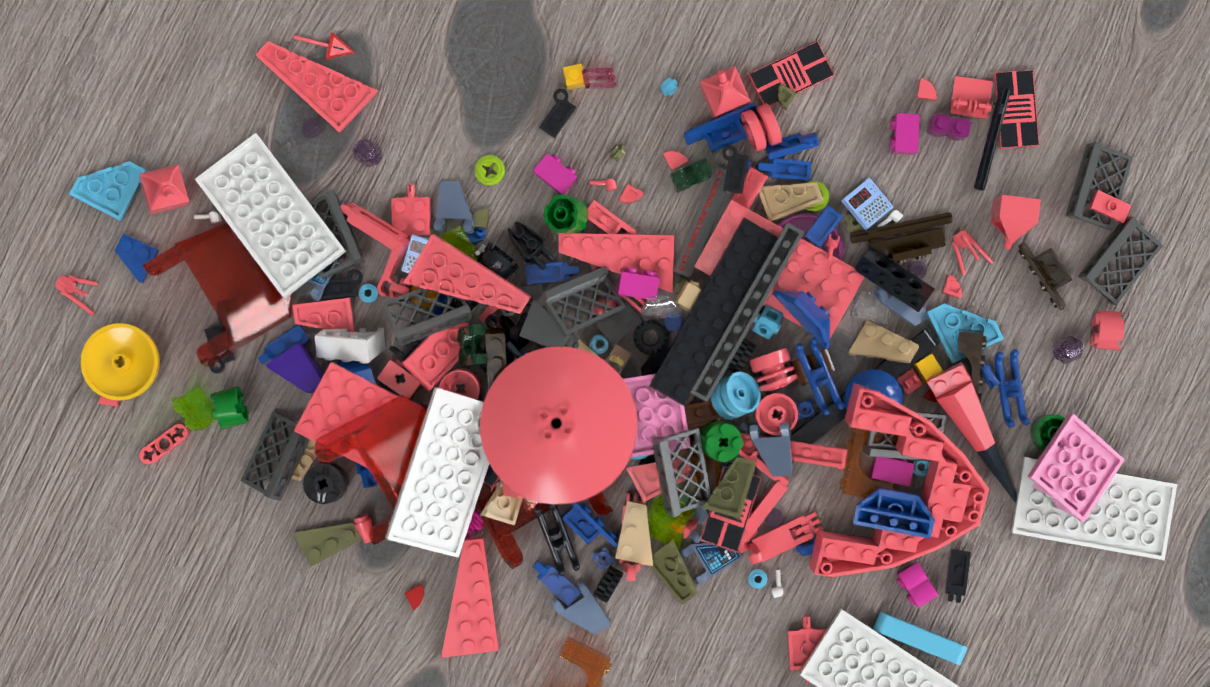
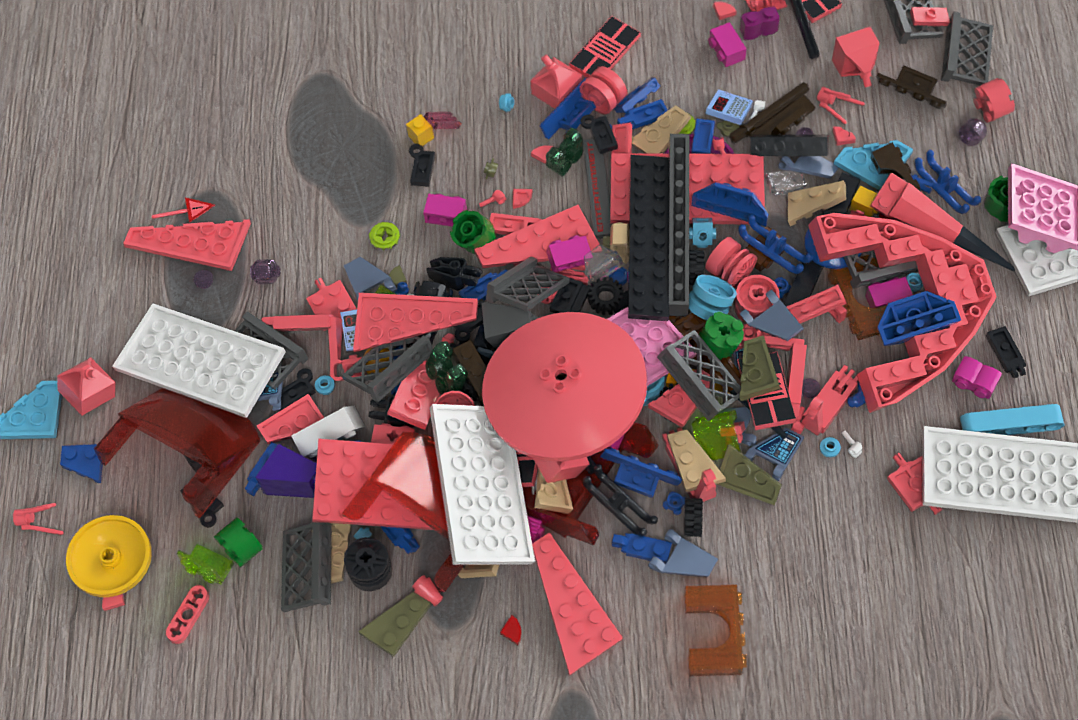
camera: 25 degrees left, 25 degrees down
(214, 217) = (143, 390): white hand -> none
(785, 96) = (609, 61): olive tile -> none

